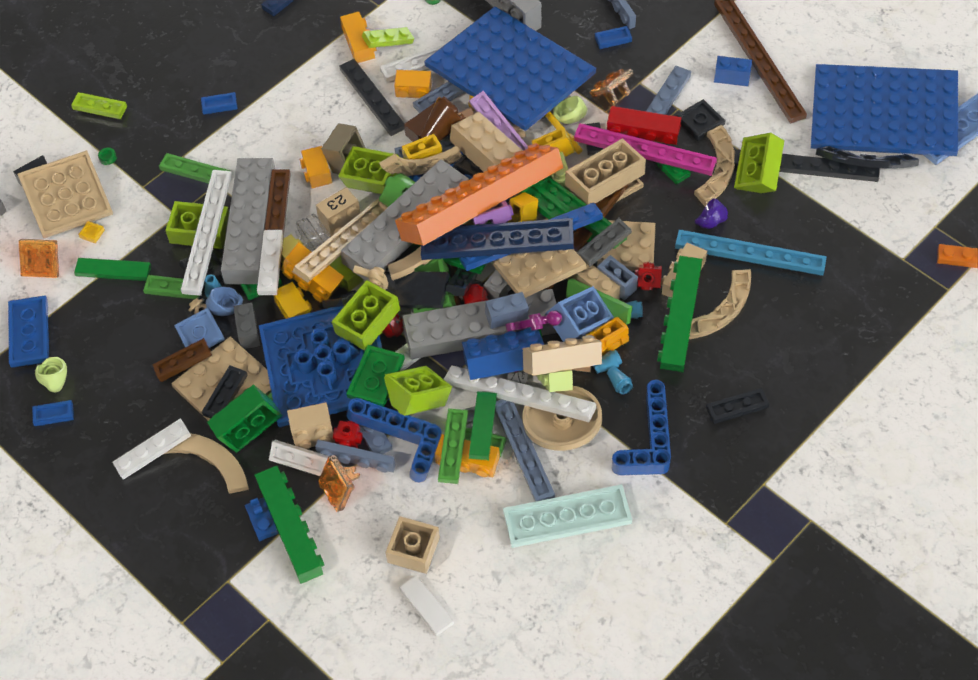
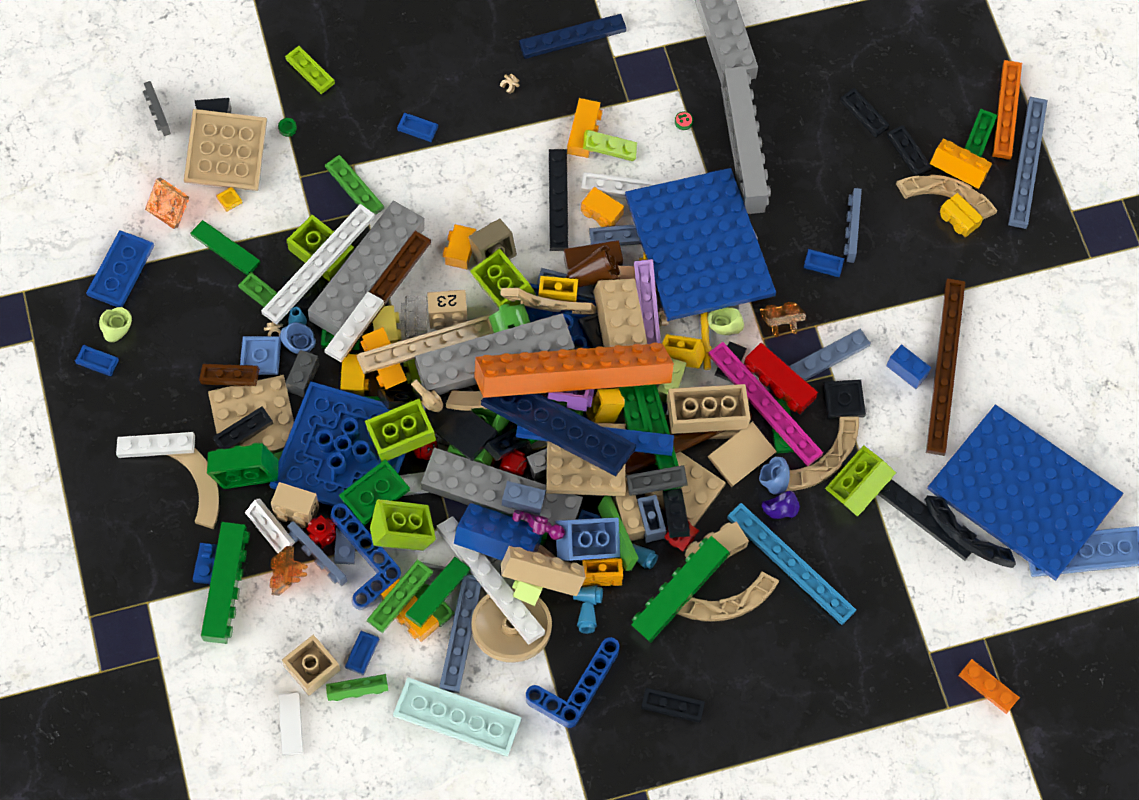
camera: 25 degrees right, 10 degrees up
(274, 33) = (512, 81): none -> tan plate
(448, 513) = (362, 652): none -> blue tile
(465, 541) = (357, 687): none -> bright green plate
(636, 259) = (676, 513): none -> black plate
(652, 196) = (741, 454): none -> tan tile
(691, 195) = (775, 475): none -> medium blue hair

